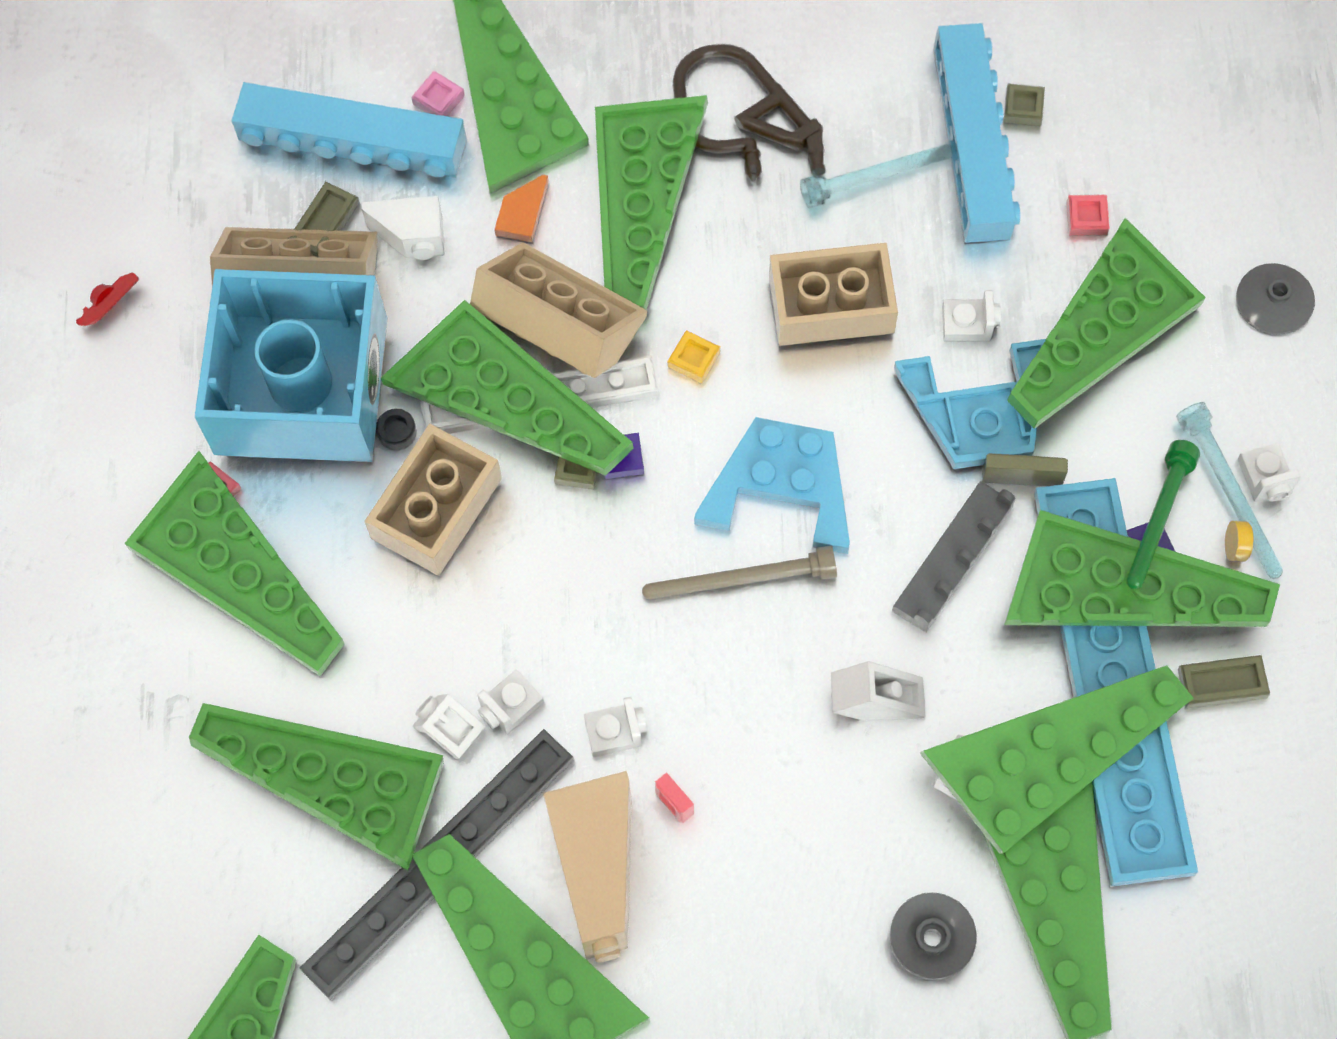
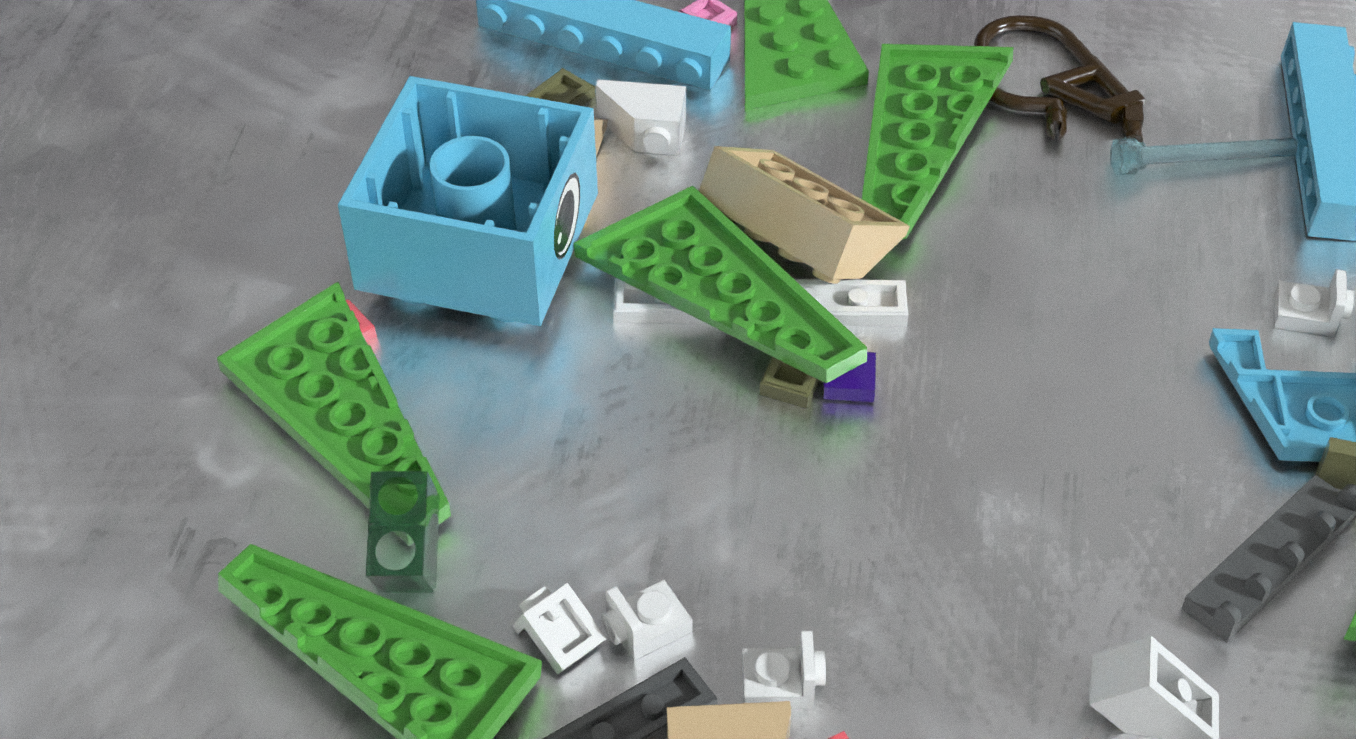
camera: 10 degrees right, 20 degrees down
(105, 298) = (284, 131): red piece -> none
(321, 674) = (425, 537): none -> clear green piece
(396, 429) = (578, 305): black tile -> none
(433, 499) = (604, 372): tan brick -> none
(522, 210) = (779, 125): orange tile -> none
(693, 356) = (957, 292): yellow tile -> none
(787, 466) = (1057, 421): medium azure wing -> none
(818, 563) = (1088, 531): dark tan piece -> none
(833, 294) = (1142, 247): tan brick -> none

